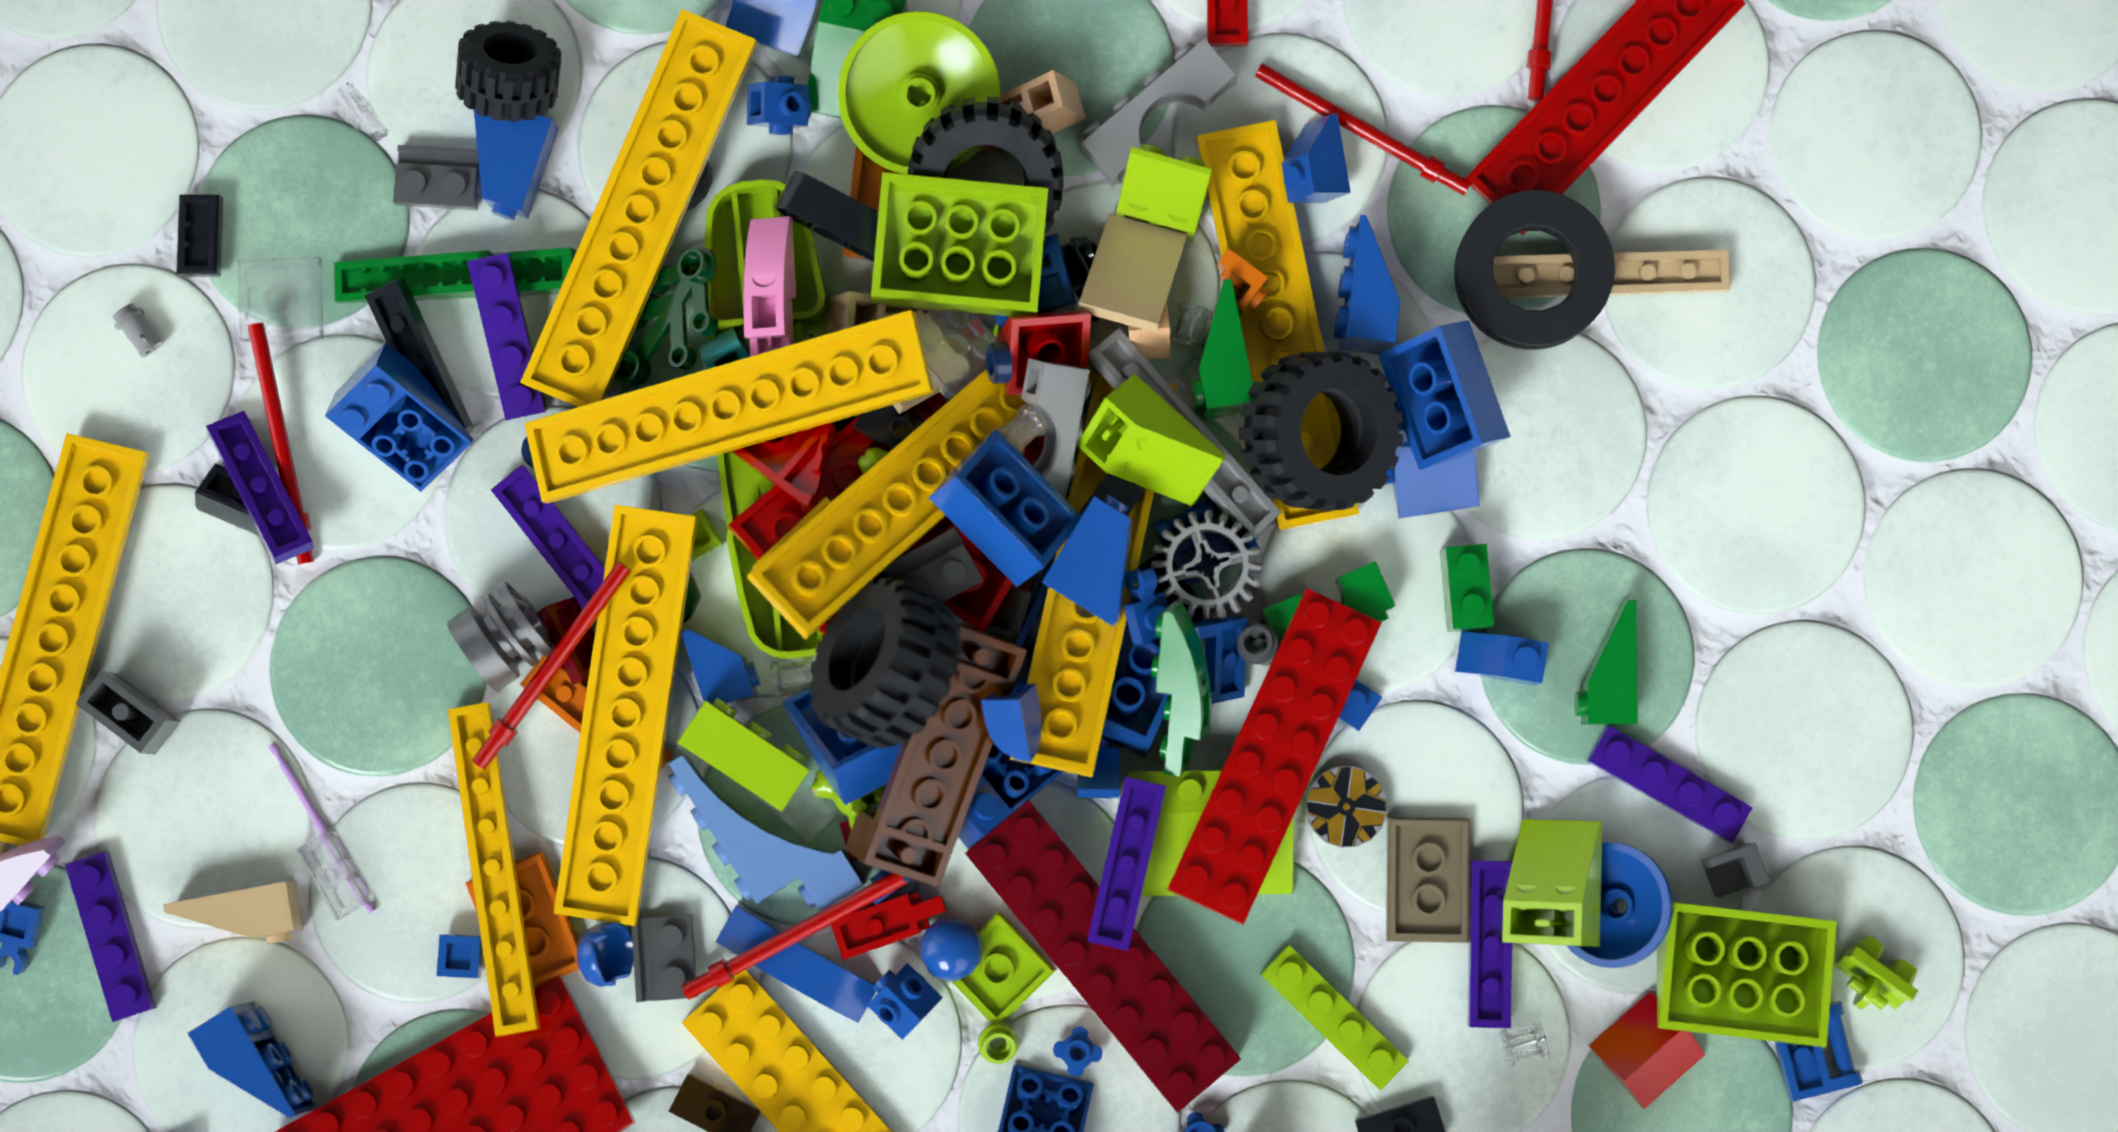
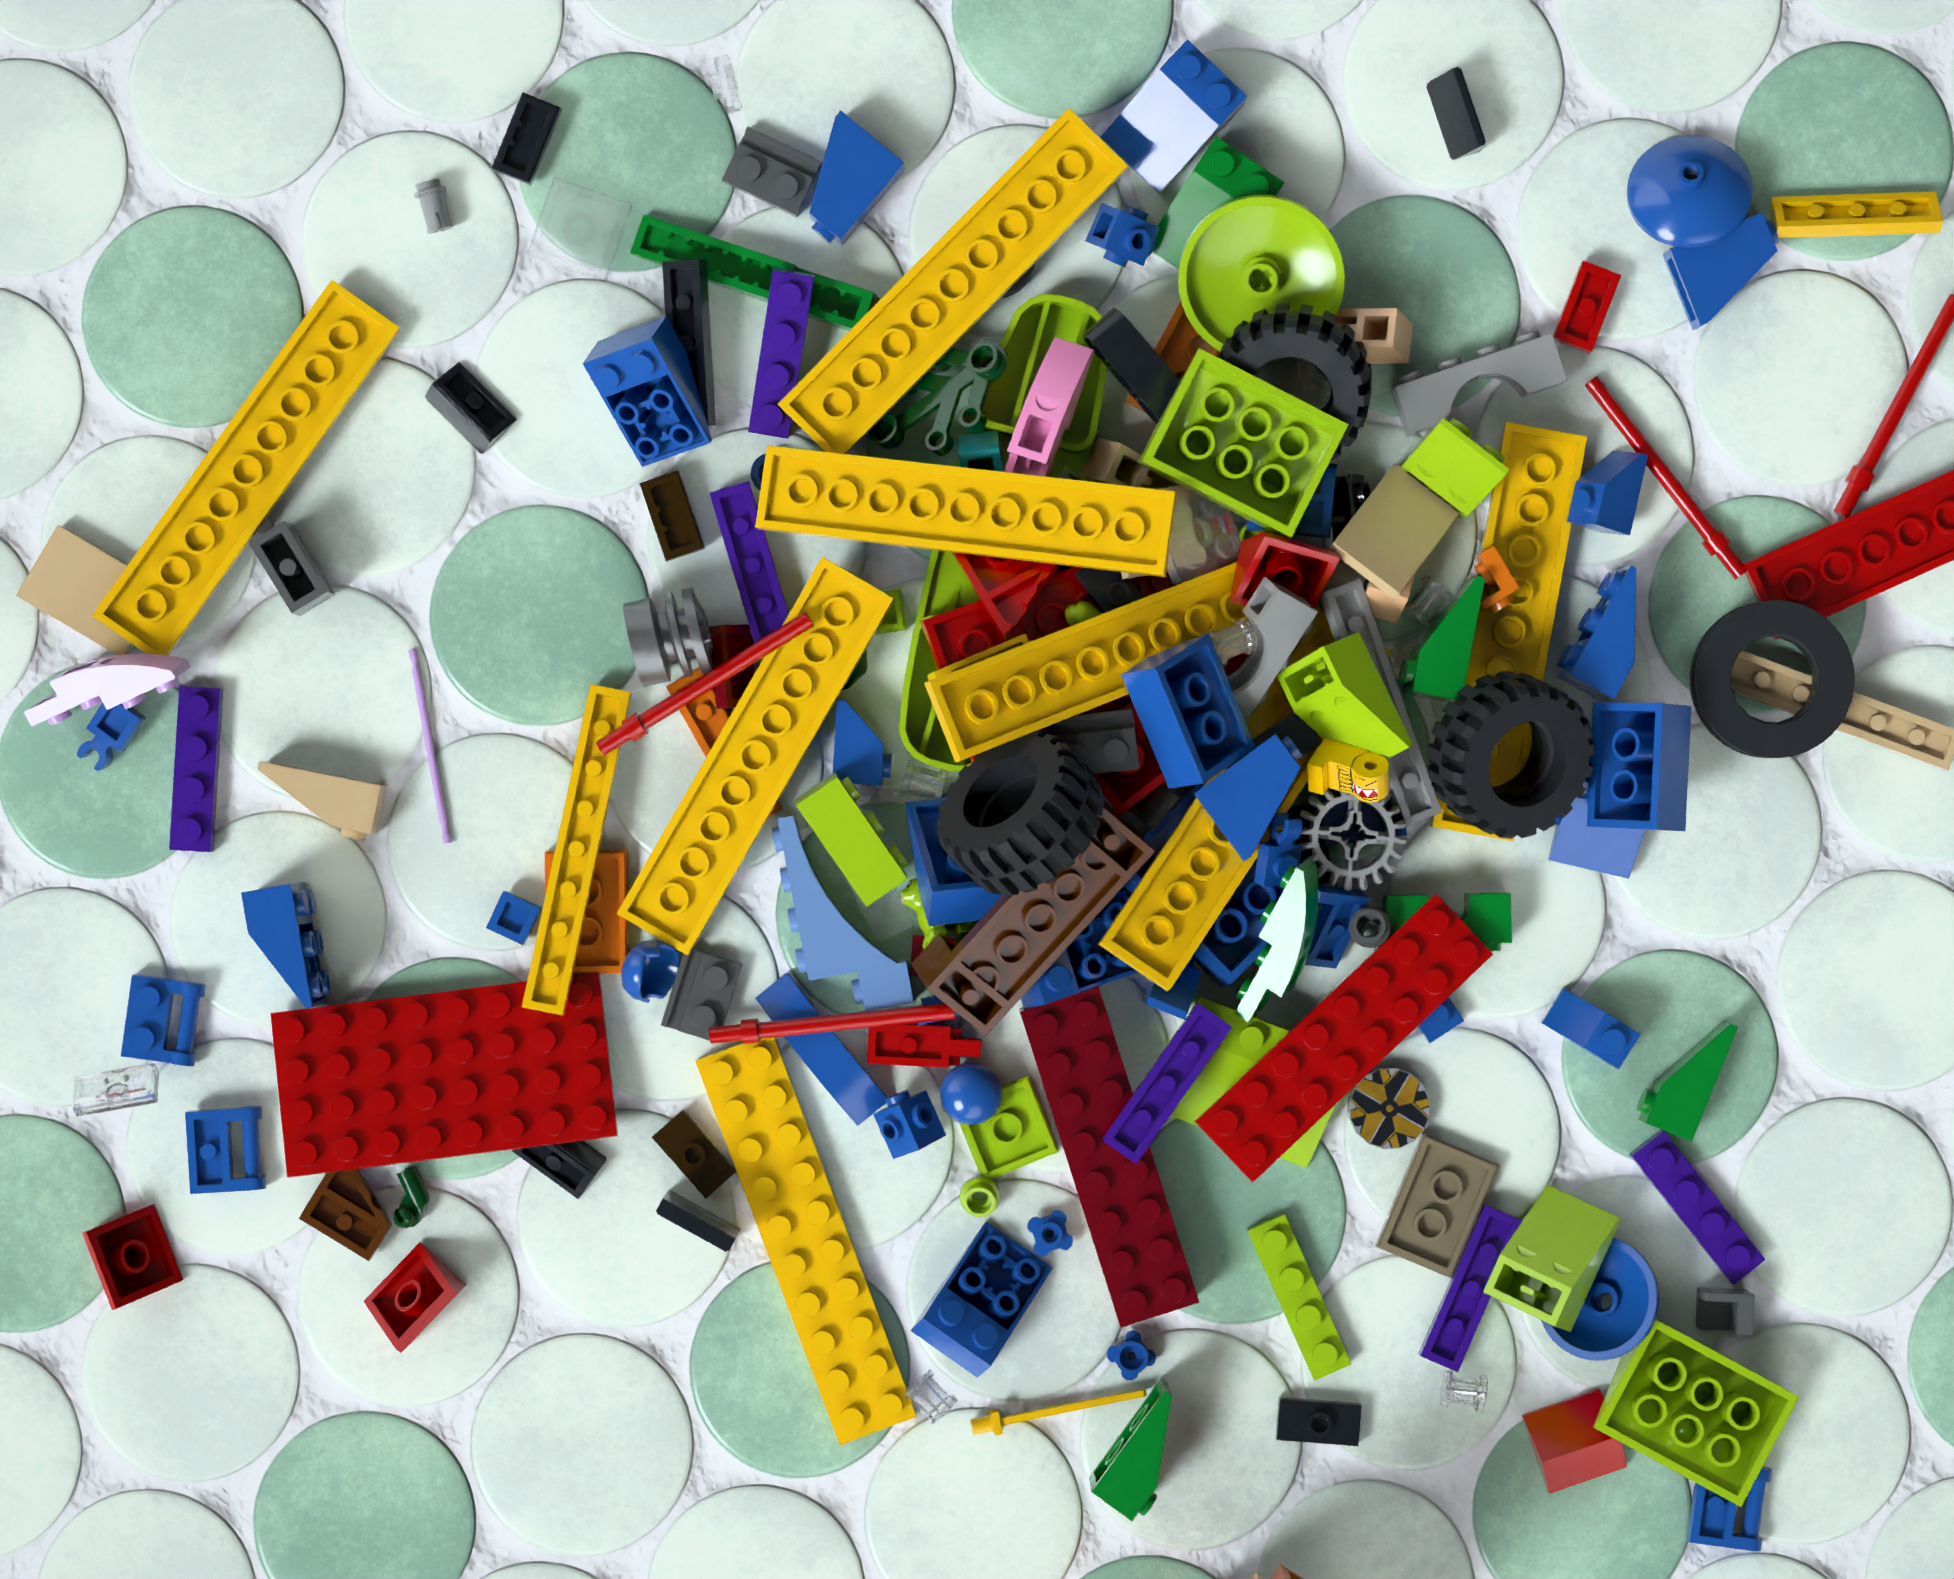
camera: 20 degrees right, 5 degrees up
(259, 487) = (494, 404): dark purple plate -> none
(277, 425) = (515, 449): red bar -> none
(335, 874) = (427, 795): clear plate -> none
(465, 525) = (672, 515): none -> dark brown plate
(507, 71) = (880, 101): black tyre -> none
(998, 362) = (1235, 568): dark blue tile -> none
(1015, 722) = (1117, 913): blue brick -> none
(1178, 506) = (1348, 770): none -> yellow leg
(1466, 588) = (1585, 951): green brick -> none
(1874, 980) = (1810, 1463): lime hips -> none

